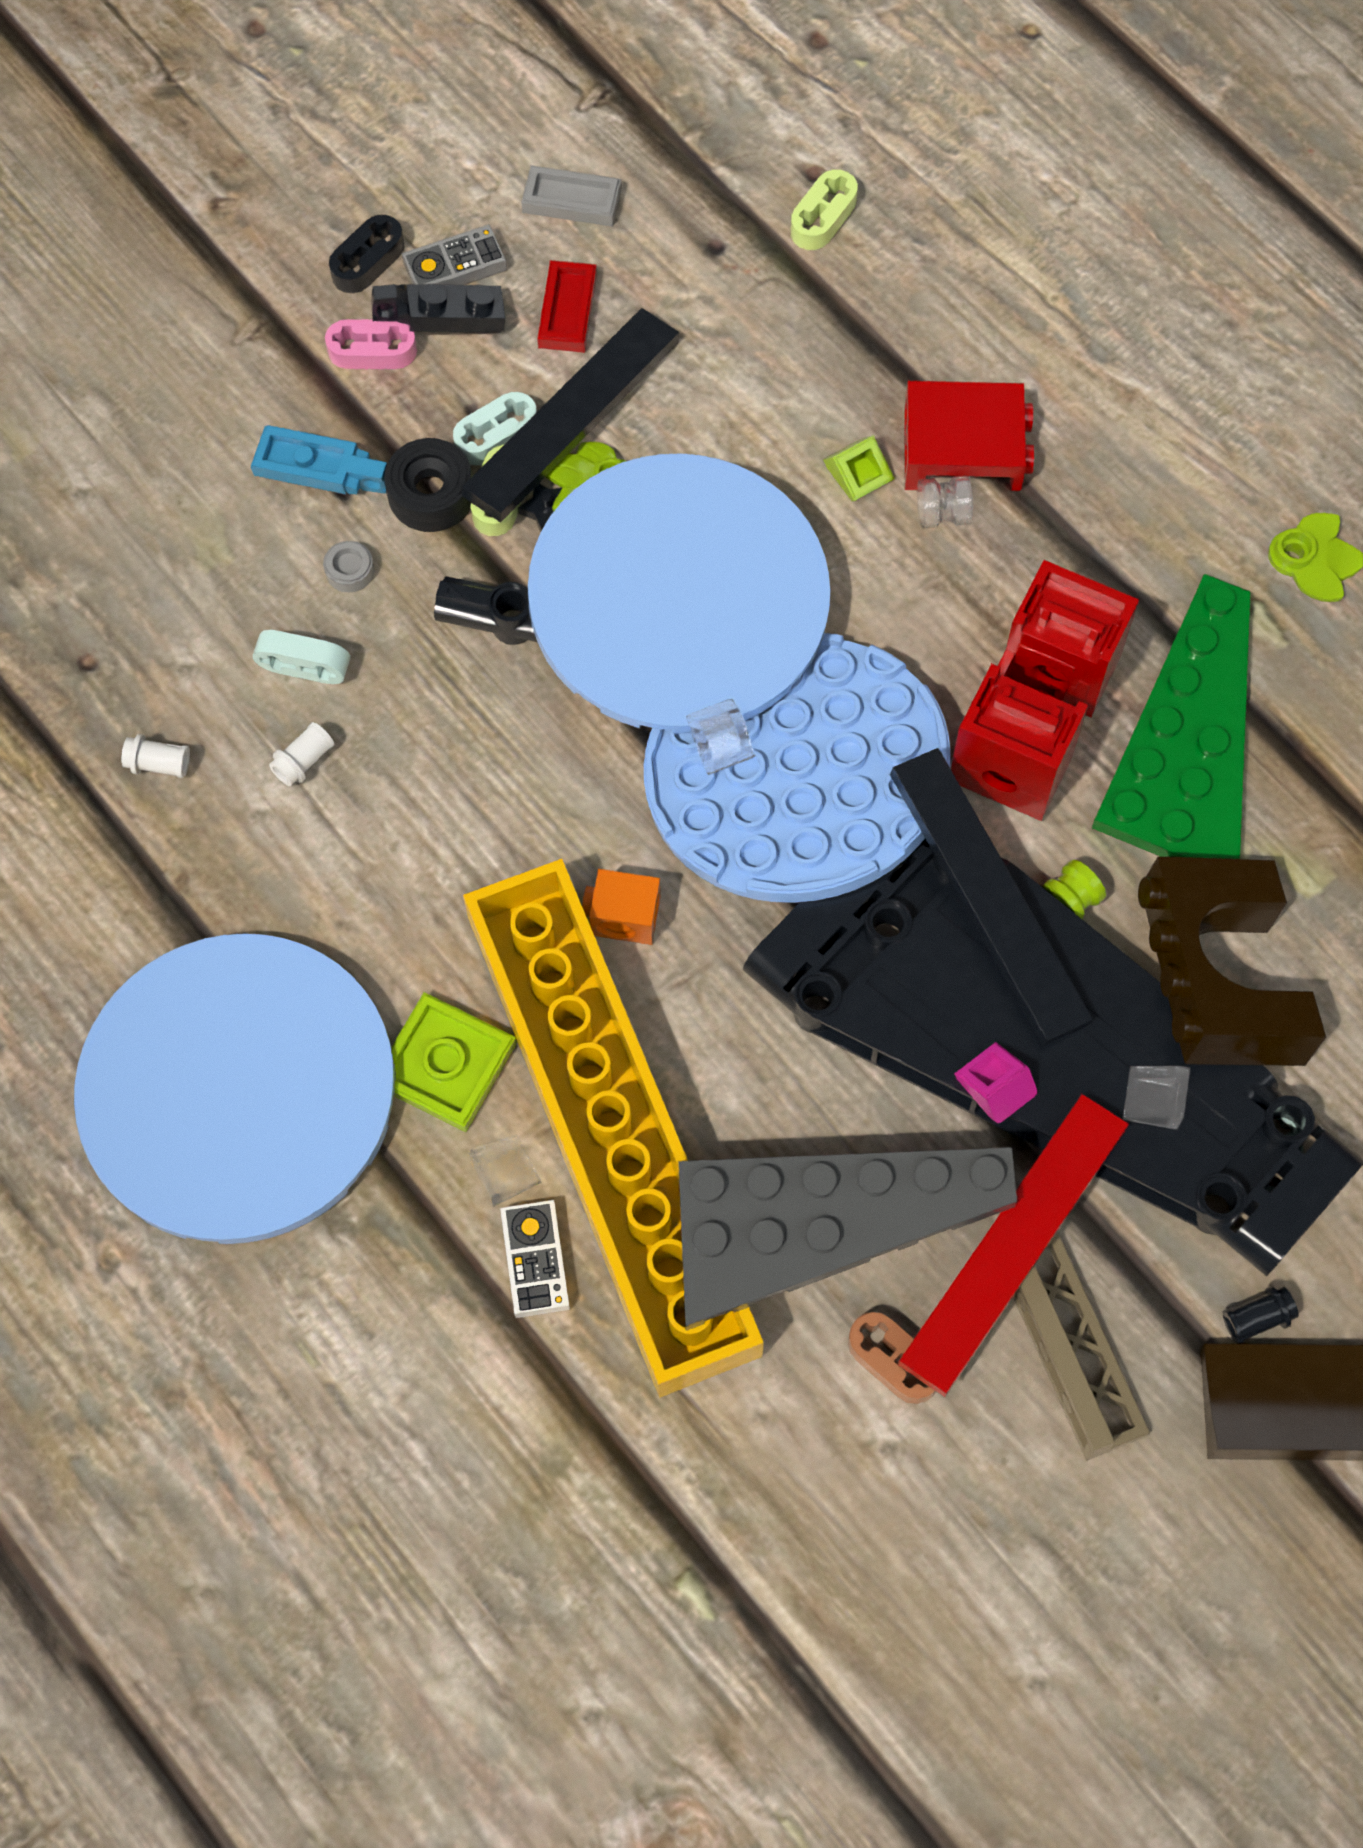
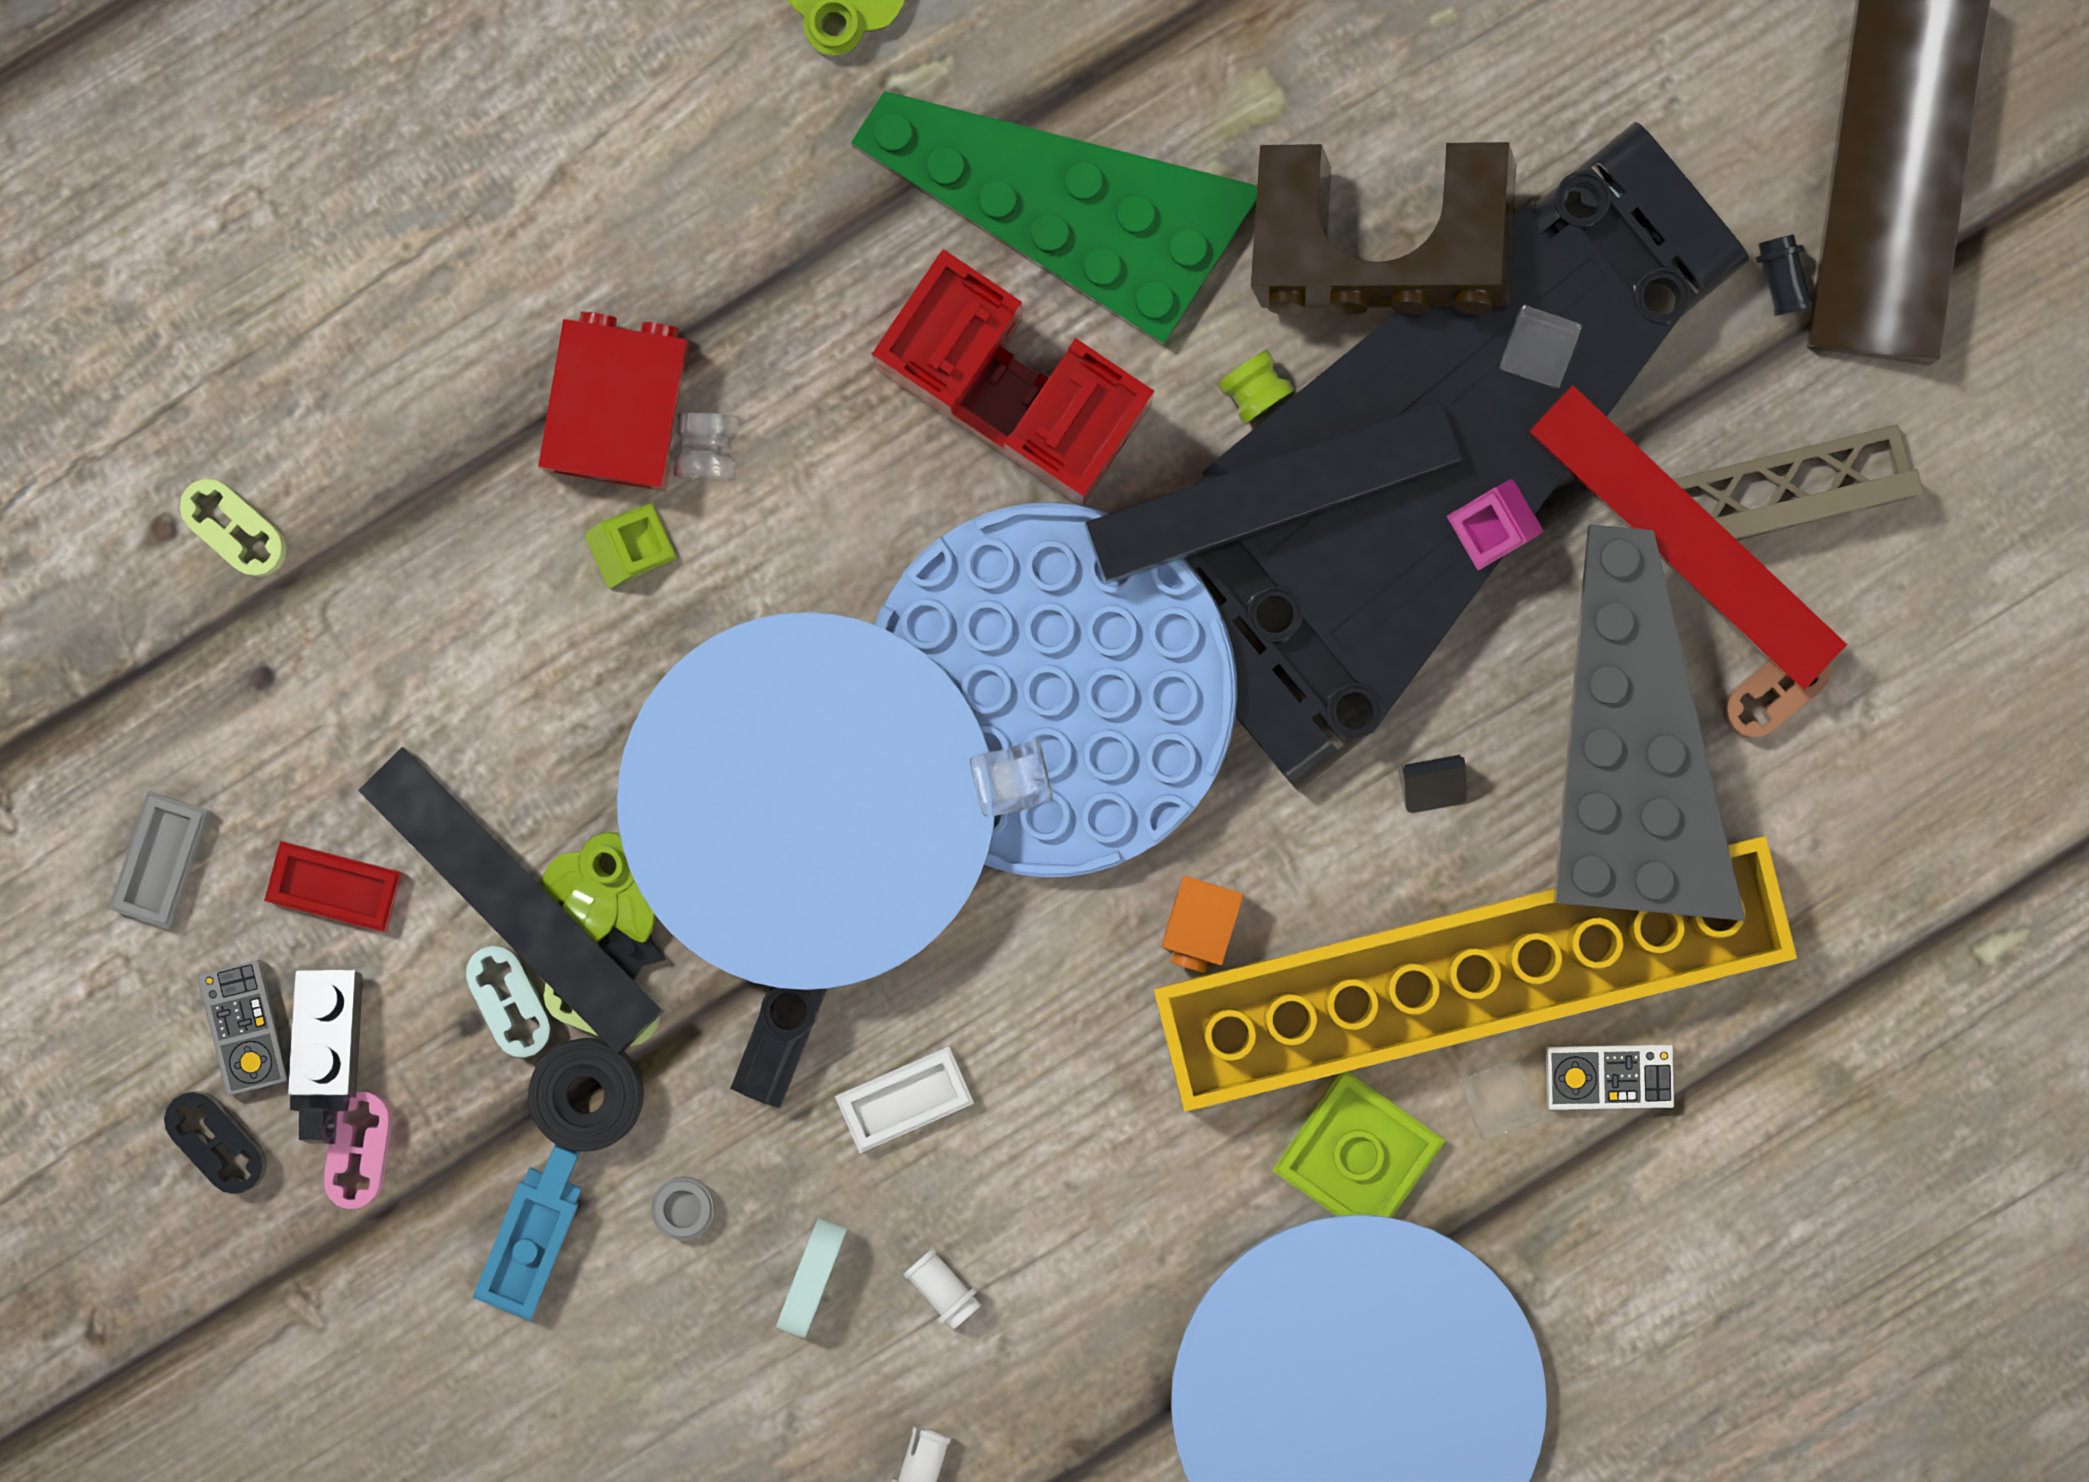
camera: 80 degrees left, 20 degrees up
(452, 711) = (904, 1099): none -> white tile
(768, 1077) = (1433, 783): none -> black slope

